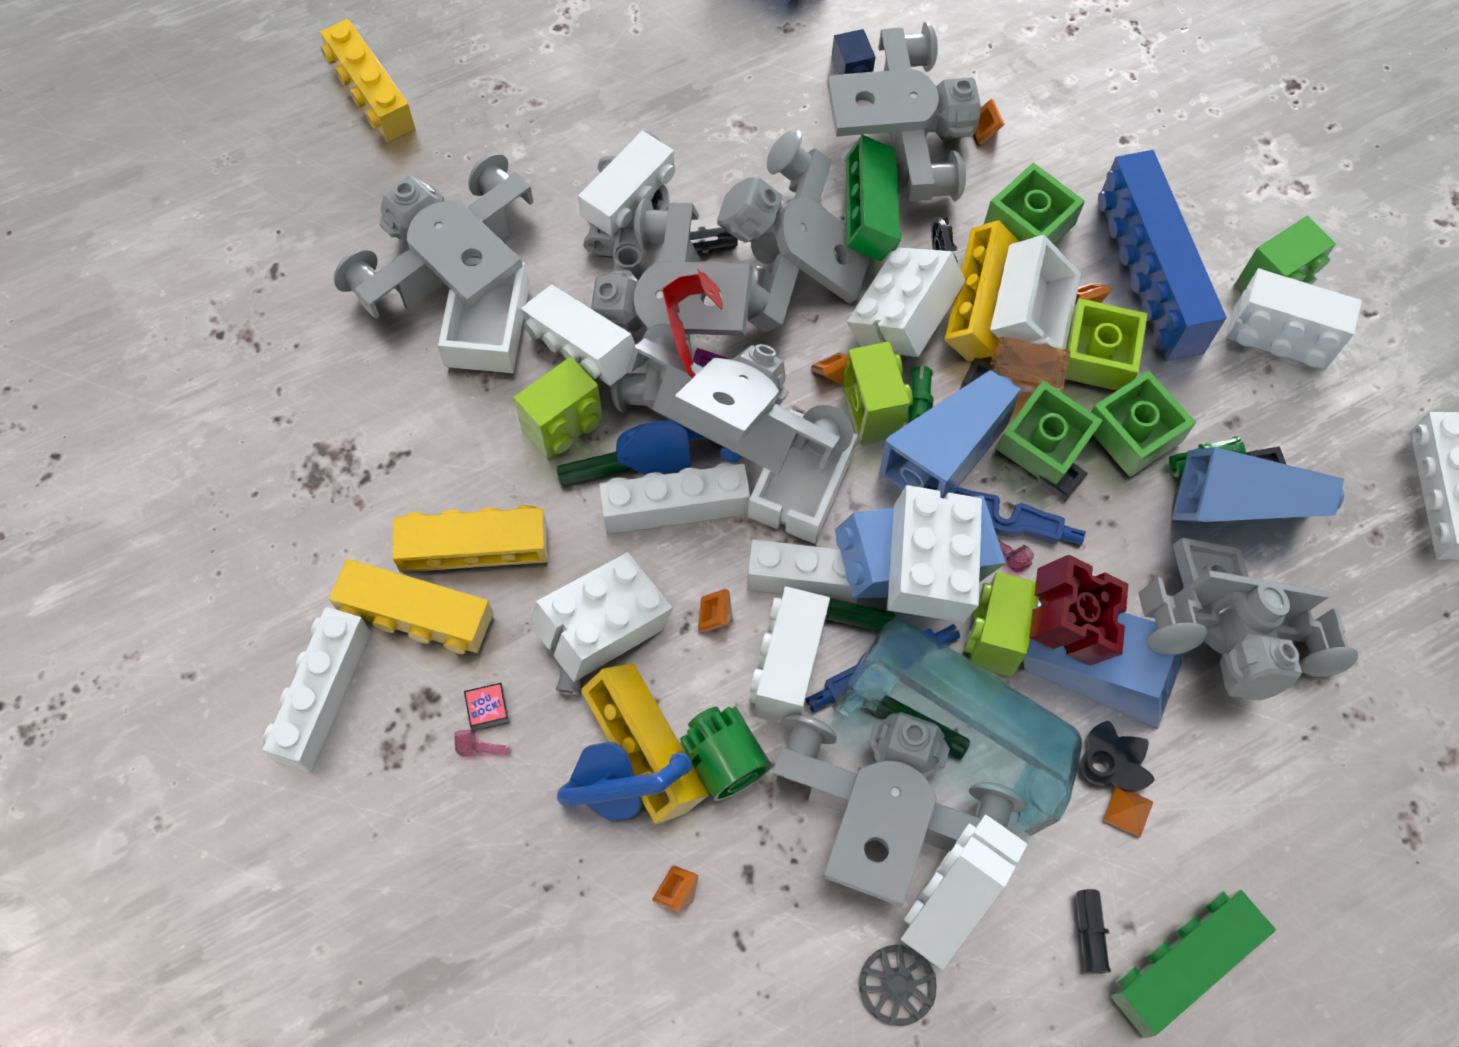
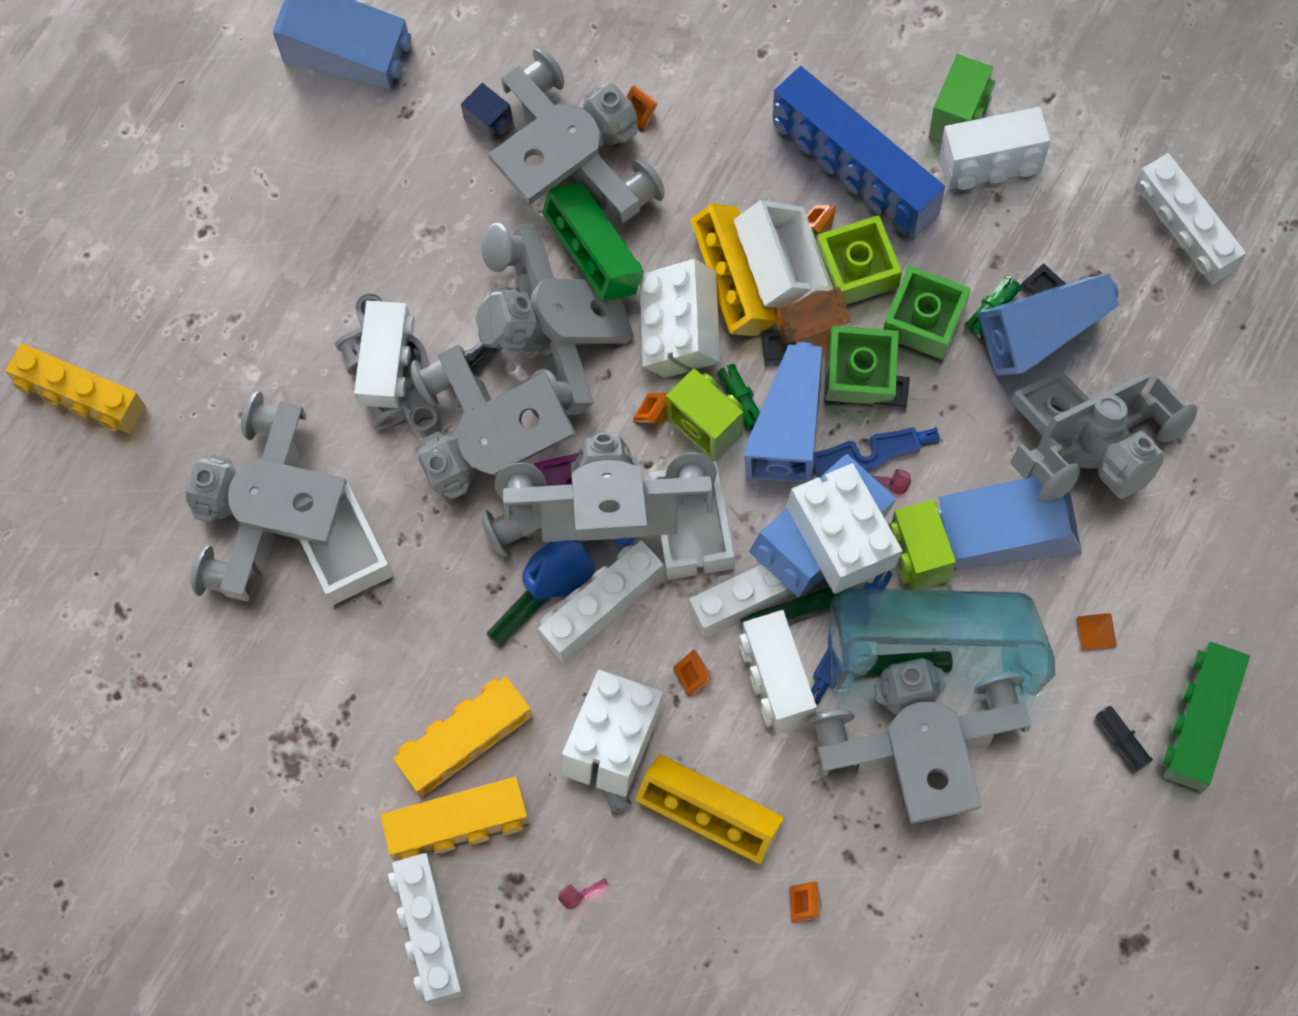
camera: 25 degrees left, 5 degrees up
(486, 706) = (566, 859): tile -> none
(559, 408) = (460, 585): lime brick -> none
(580, 333) = (436, 513): white brick -> none
(608, 784) = (704, 857): blue piece -> none
(676, 292) = (501, 431): red piece -> none
(724, 752) = (774, 777): green gear -> none
(897, 985) = (1009, 867): dark grey wheel -> none
(942, 235) = (674, 245): black wheel -> none
(962, 890) = (1016, 769): white piece -> none
(1035, 206) = (731, 171): bright green brick -> none
(1079, 610) = (975, 504): dark red brick -> none
(1119, 756) = (1066, 593): black plate -> none

